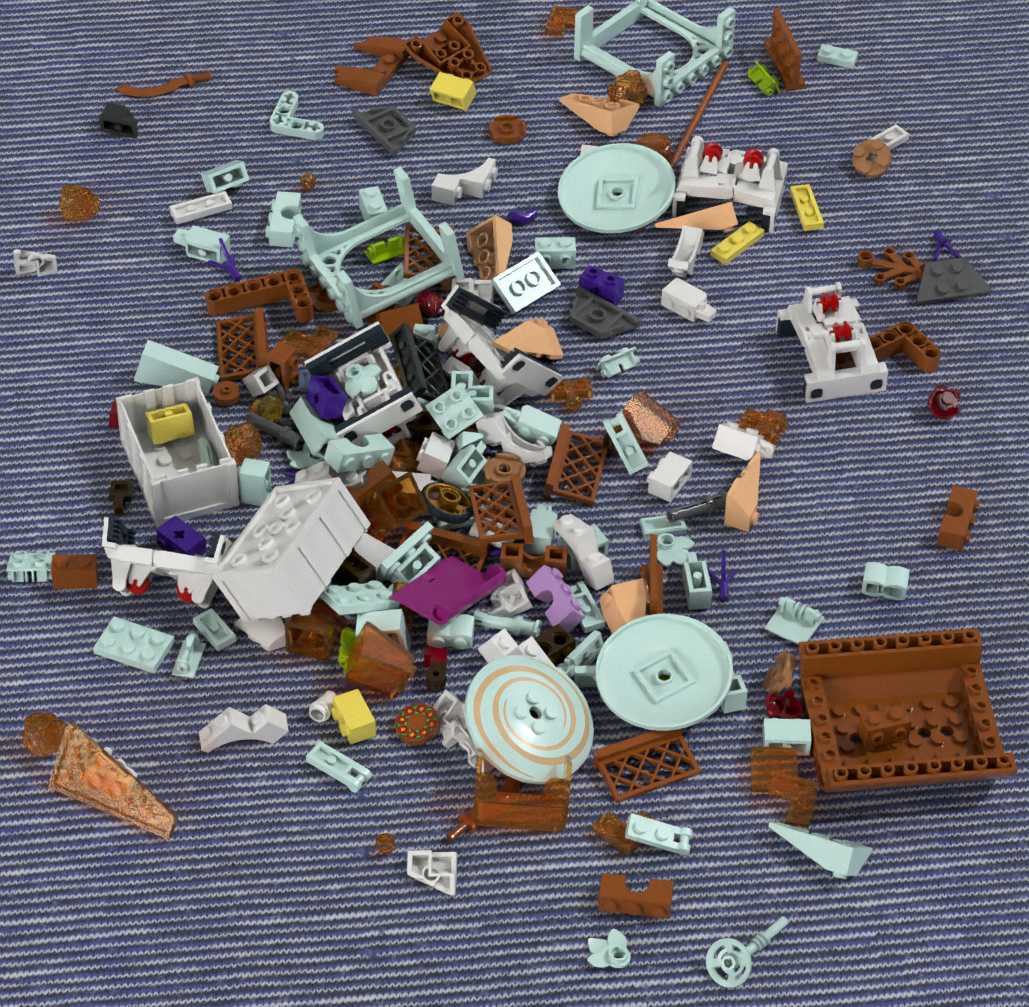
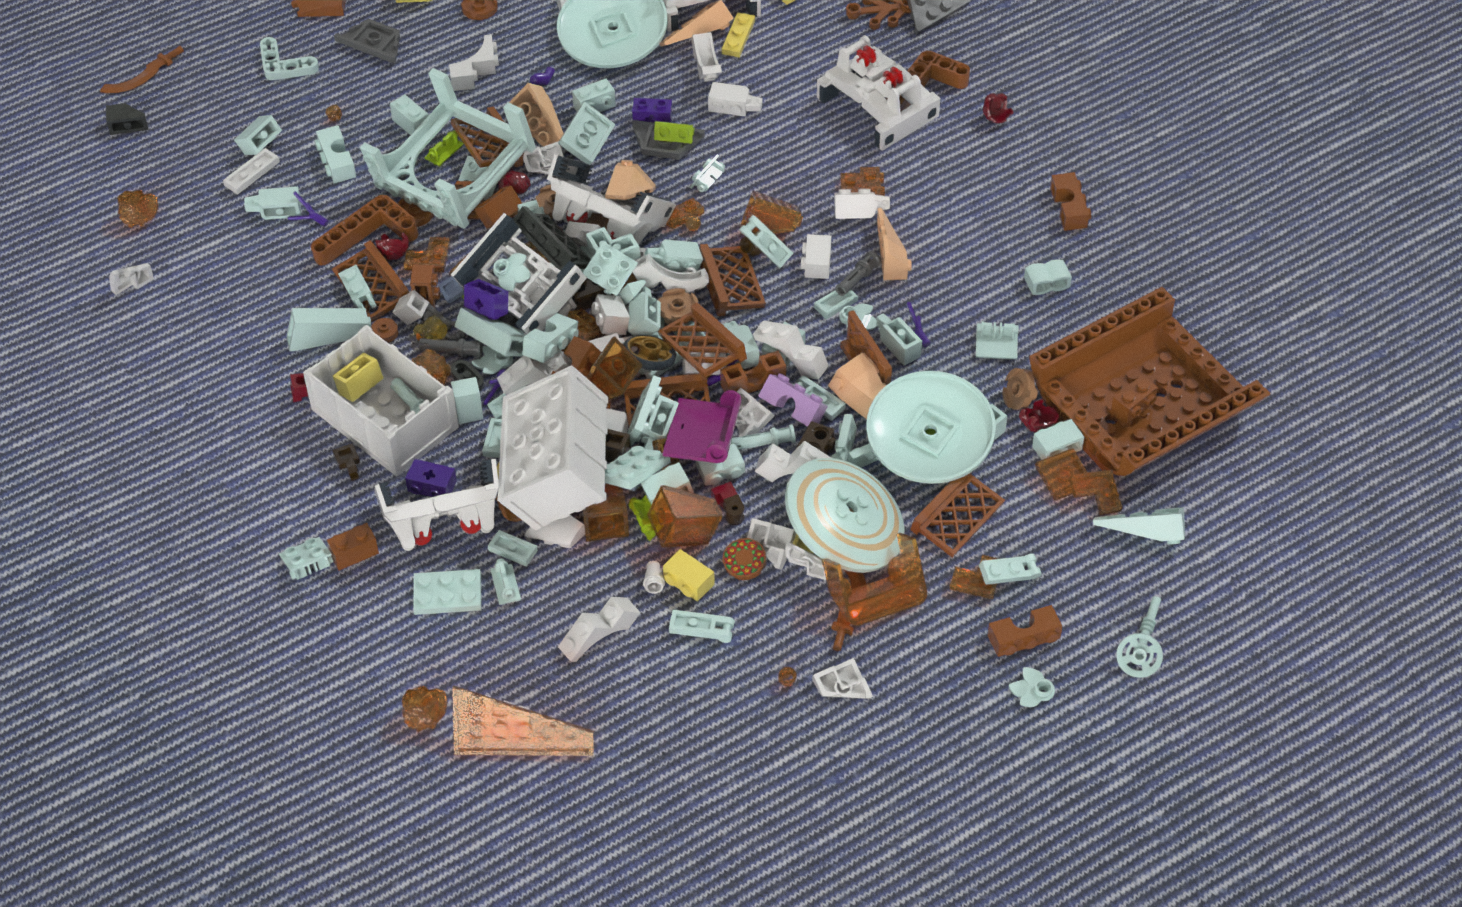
camera: 25 degrees left, 5 degrees up
(226, 345) = (356, 286): none -> light aqua hinge
(274, 455) = (467, 371): none -> pearl dark grey plate
(278, 322) = (392, 248): none -> dark red hair
(607, 310) = (673, 132): none -> lime hinge

